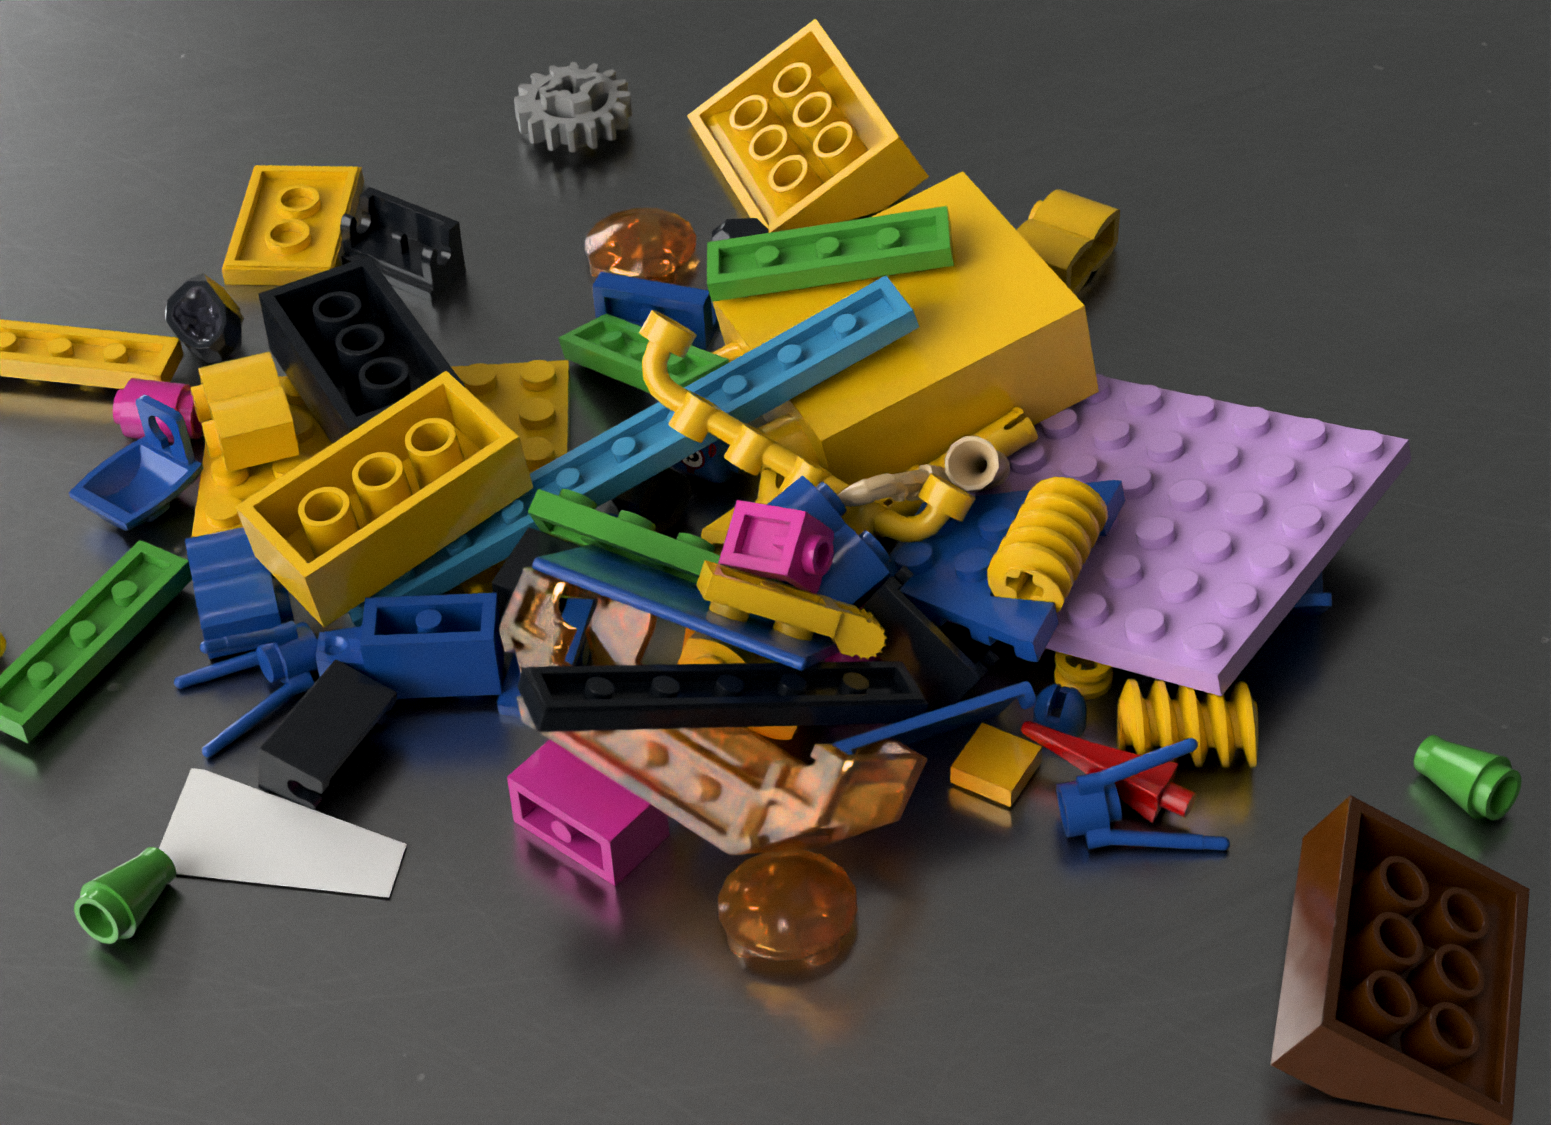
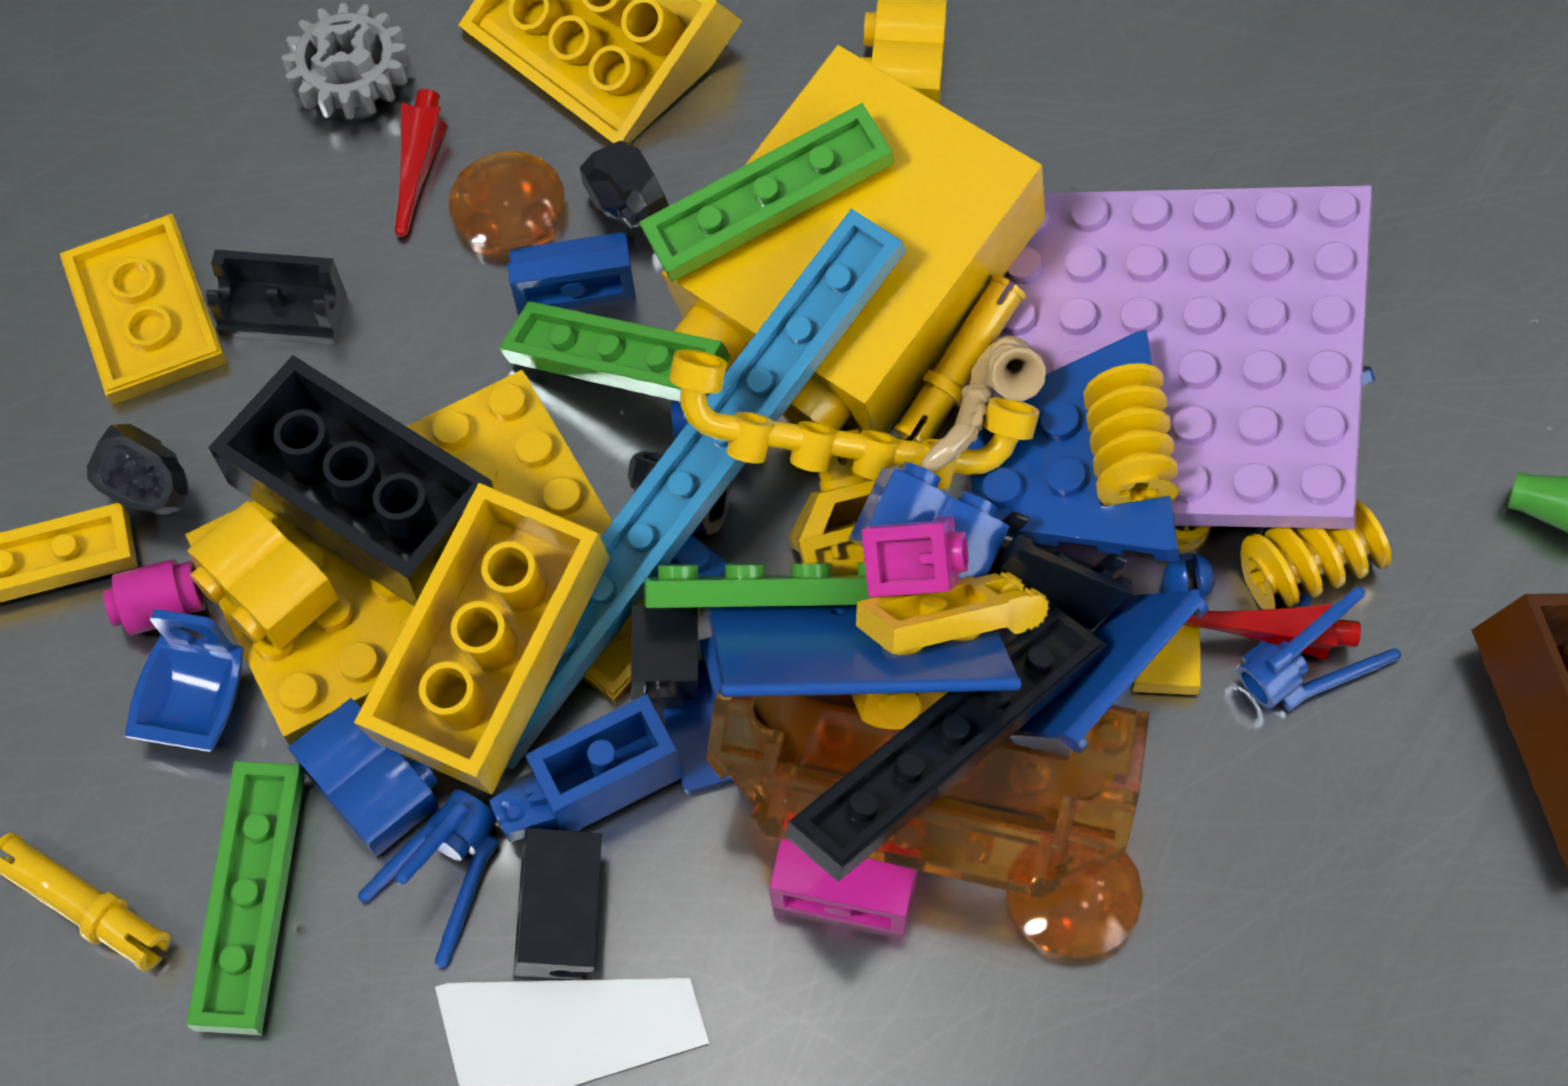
camera: 25 degrees left, 20 degrees up
(598, 179) = (420, 139): none -> red piece

